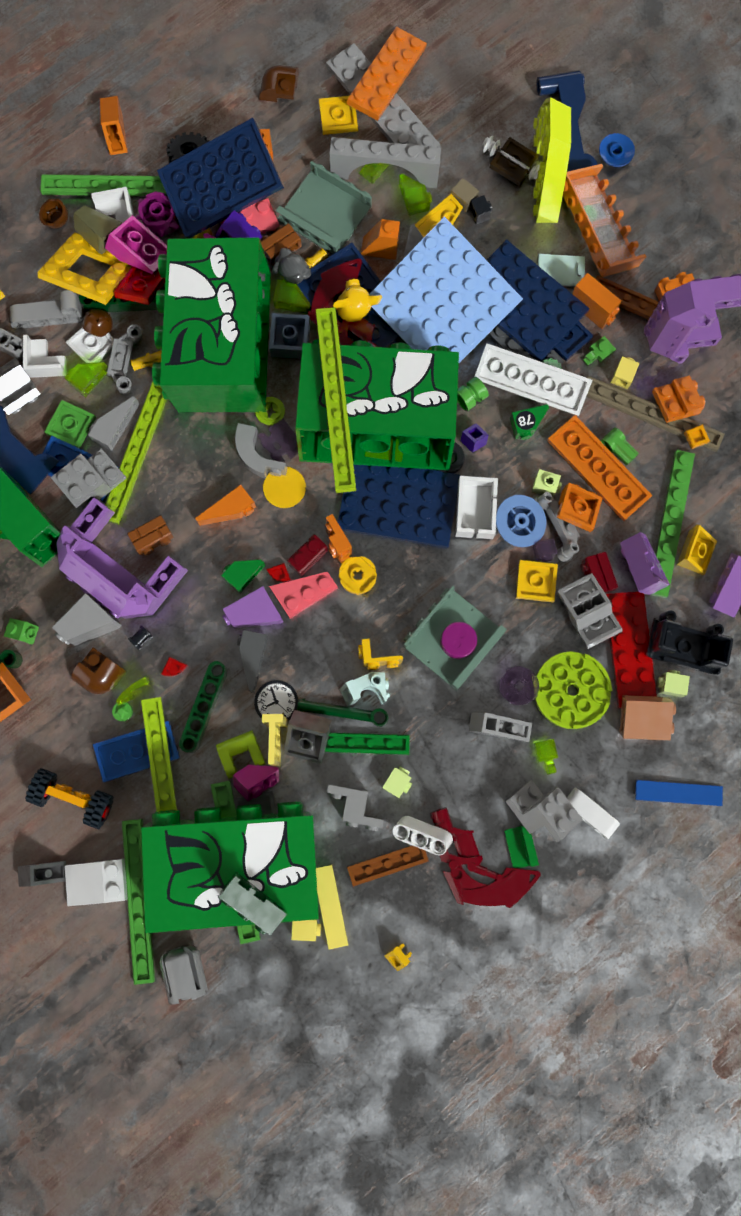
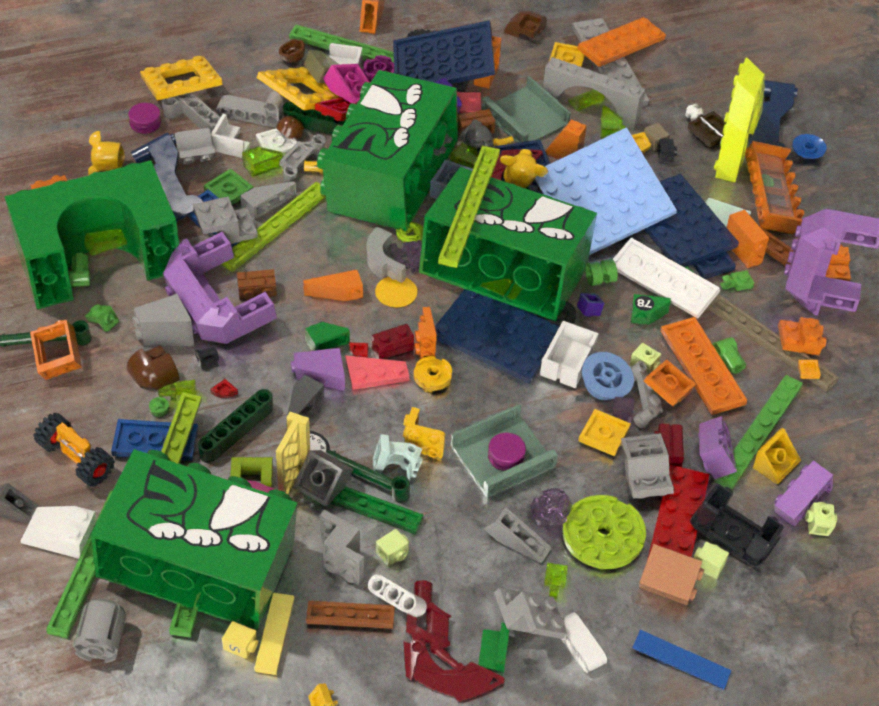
camera: 20 degrees right, 30 degrees down
(252, 904) = (202, 540): wedge -> none
(625, 372) = (756, 301): light yellow brick -> none

